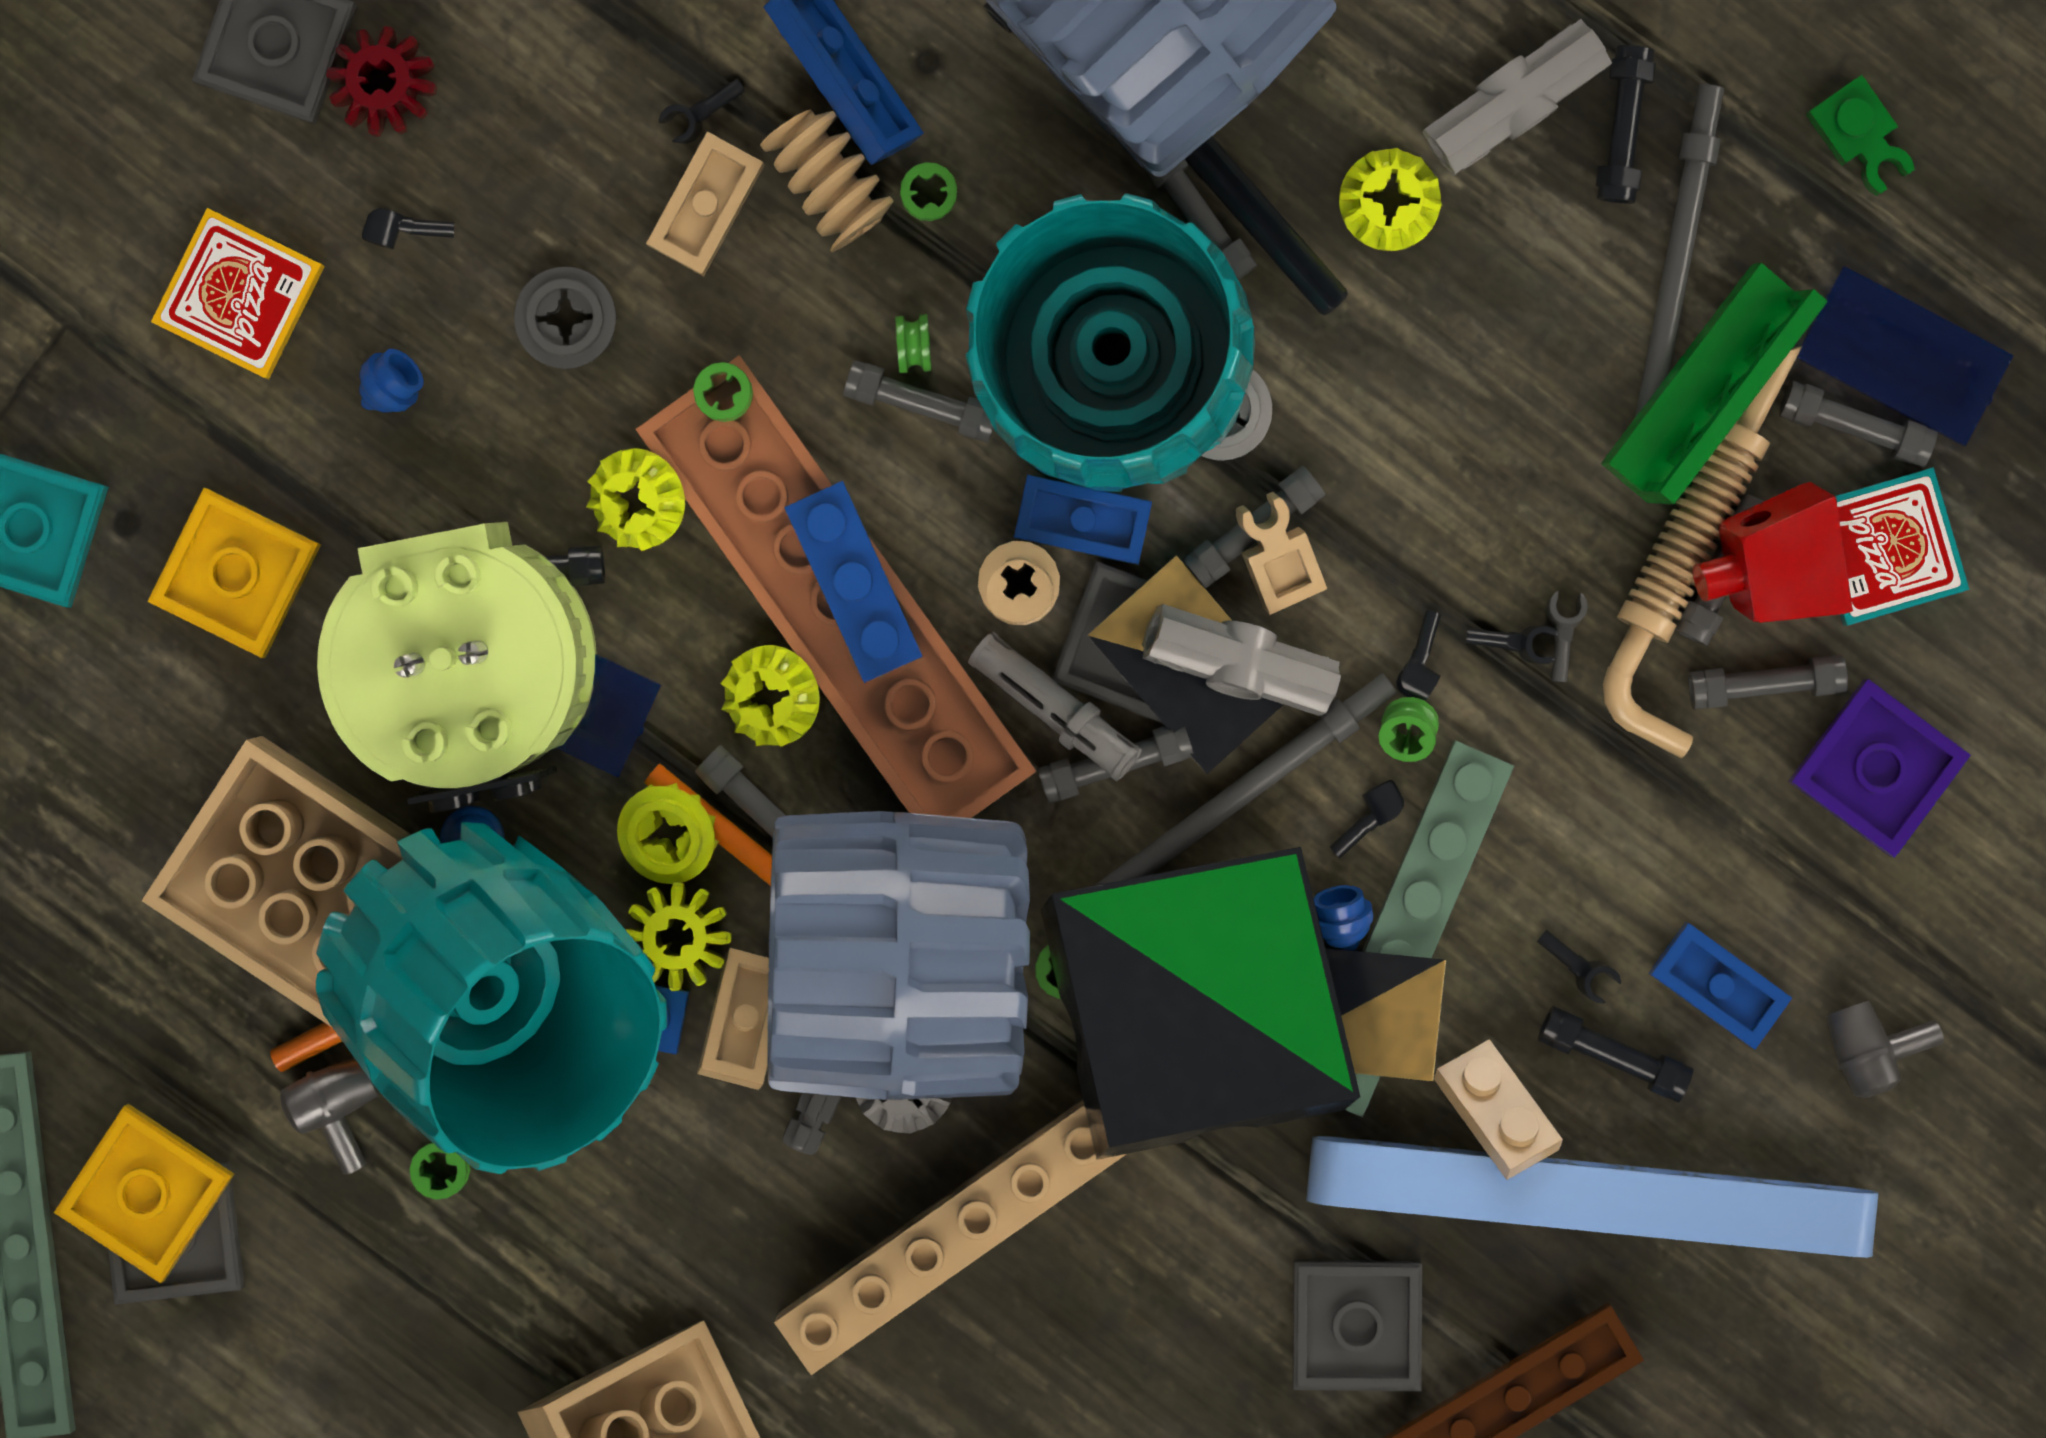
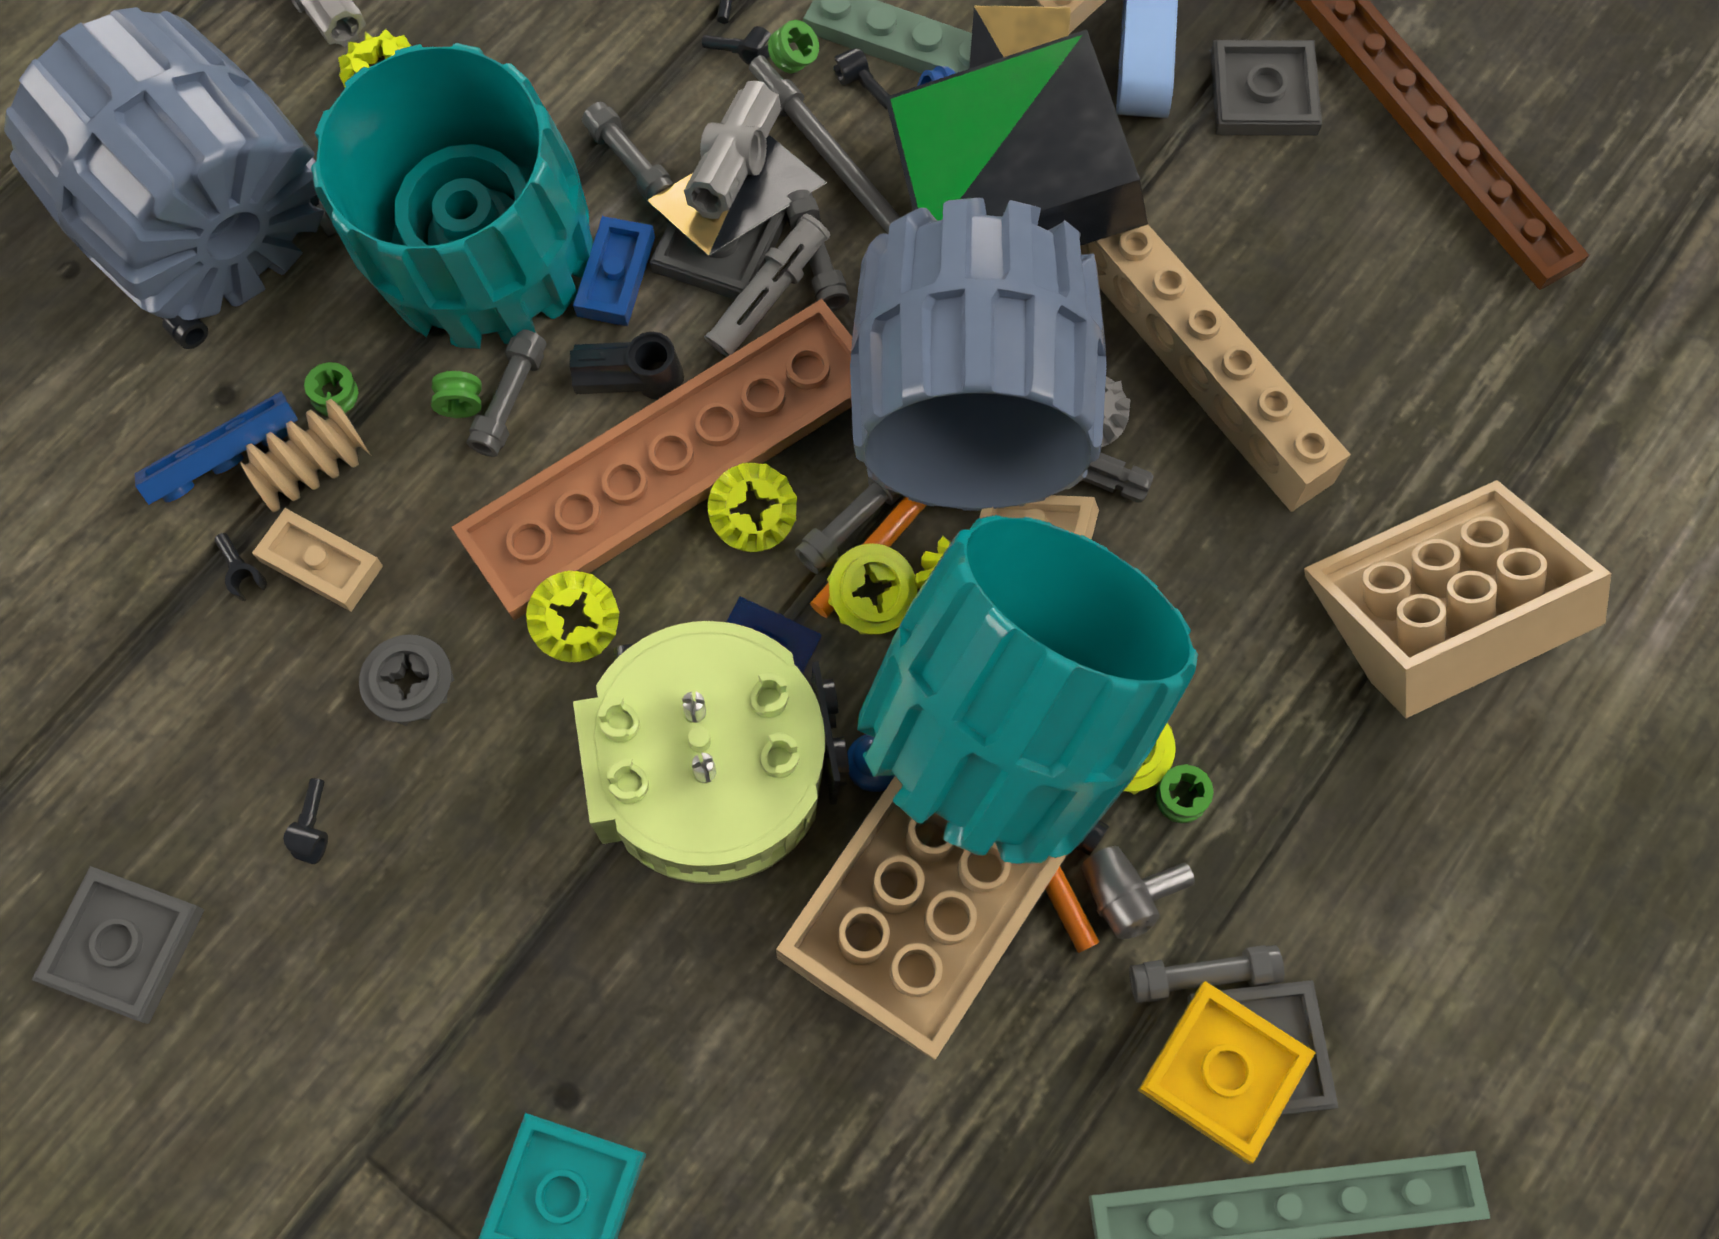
camera: 90 degrees left, 20 degrees down
(234, 573) = (619, 986): yellow tile -> none
(237, 293) = (352, 981): tile -> none
(256, 1236) = (1257, 966): none -> dark grey bar
(383, 59) = (145, 850): dark red gear -> none
(389, 382) = (450, 835): blue plate -> none
(741, 399) = (464, 525): bright green bush -> none
(853, 582) = (654, 431): blue plate -> none
(948, 534) = (624, 365): none -> black piece
(1017, 557) = (662, 295): tan piece -> none
(1283, 561) = (656, 127): tan plate -> none

